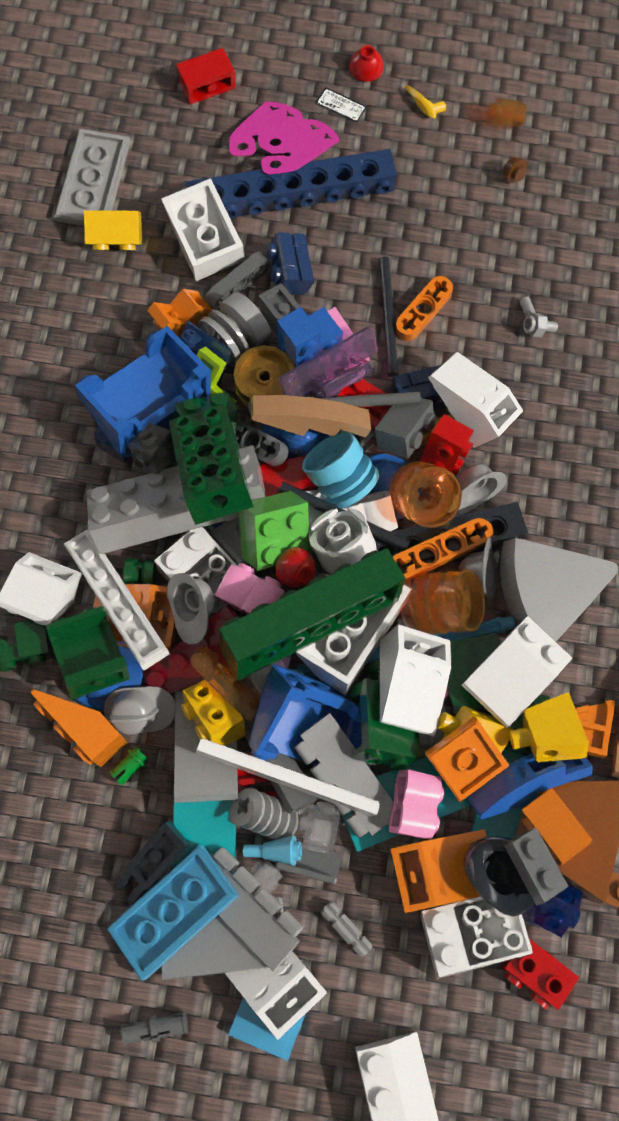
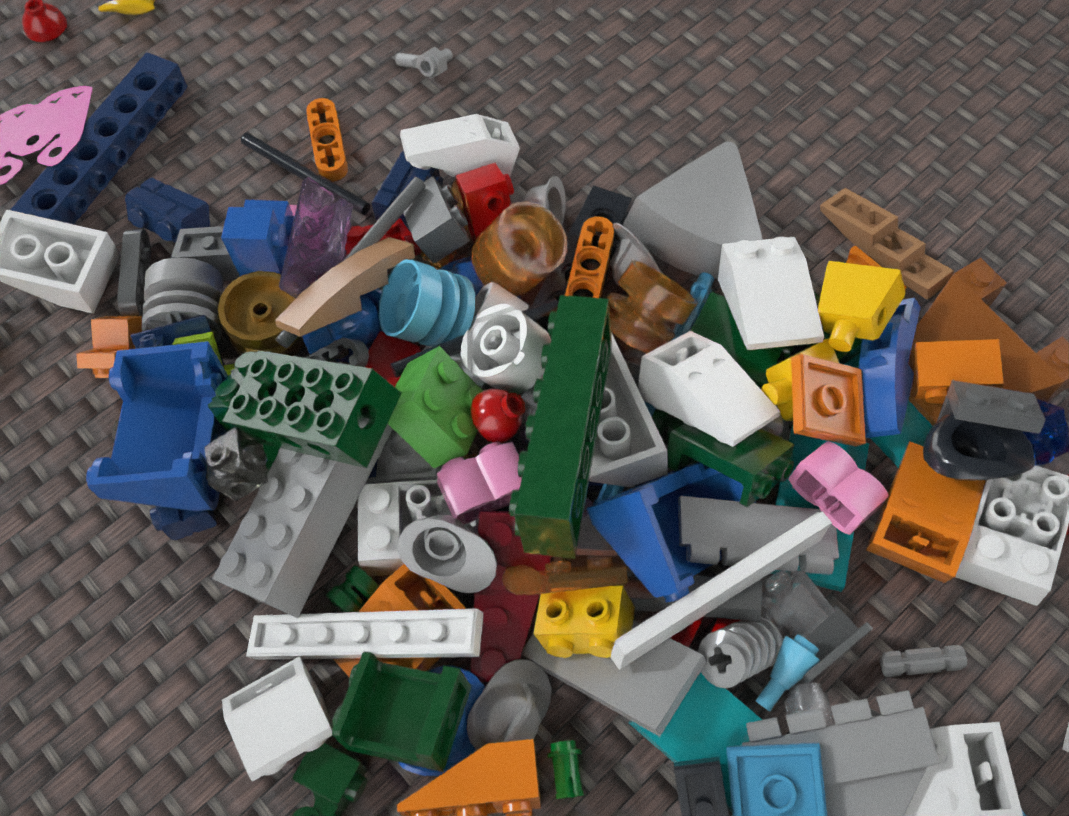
camera: 45 degrees left, 10 degrees down
(341, 104) = (58, 70): sticker -> none

